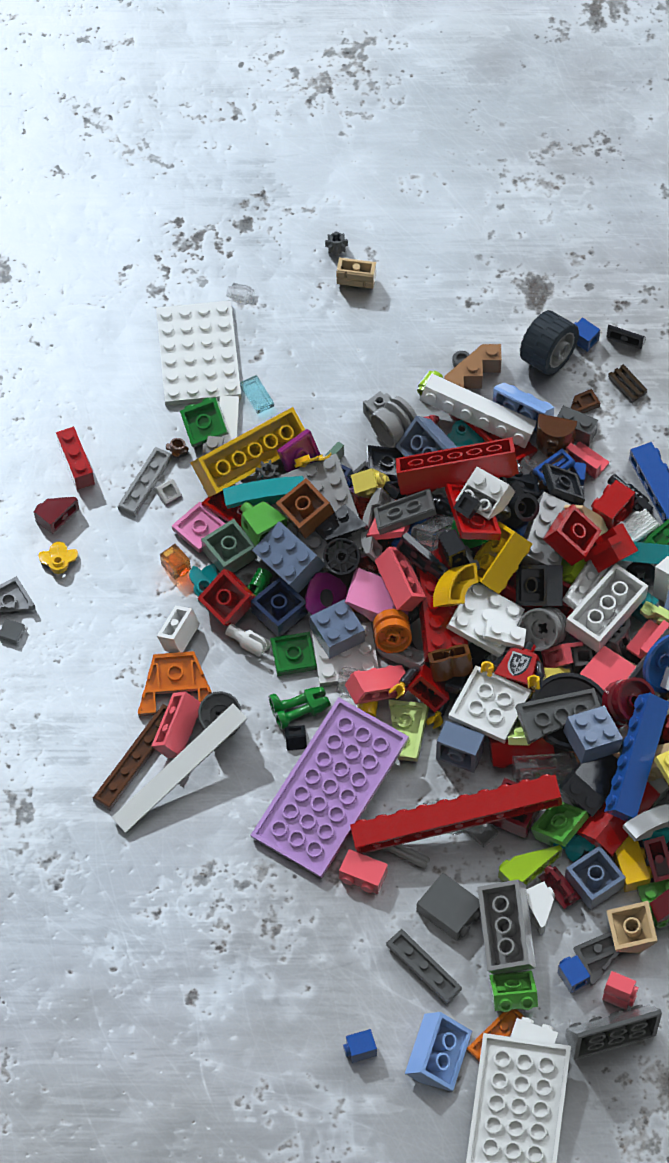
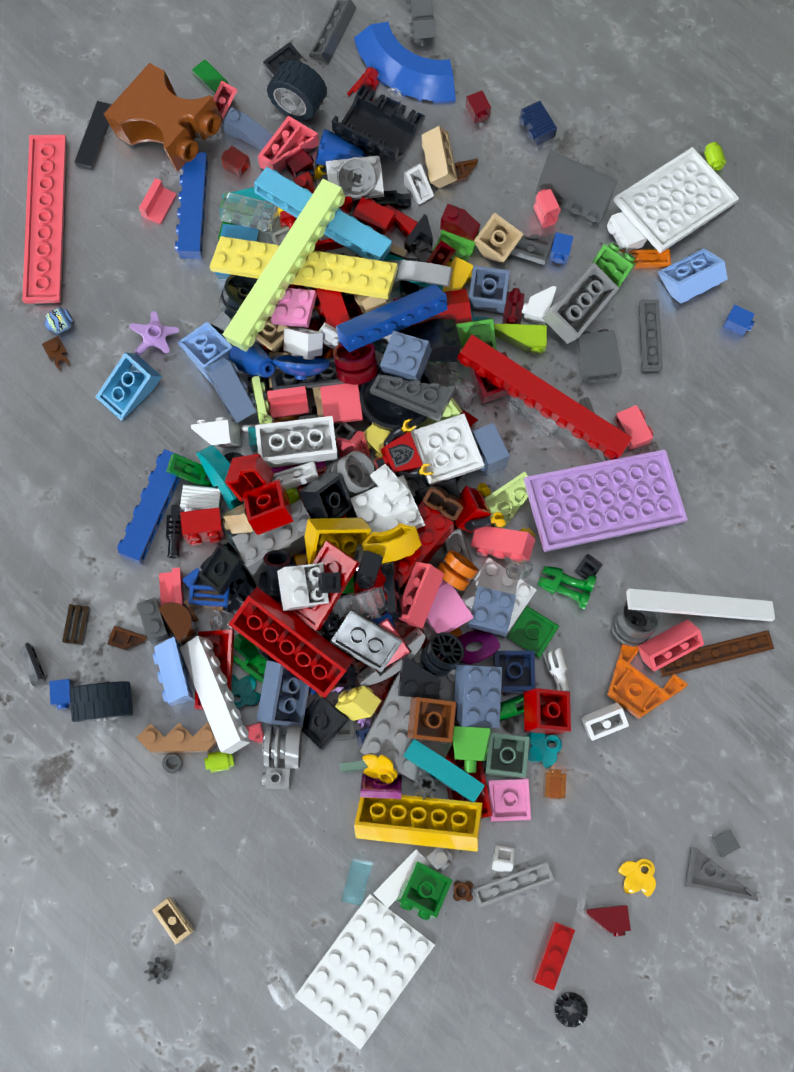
camera: 140 degrees left, 15 degrees up
(25, 445) = (562, 1014): none -> black gear

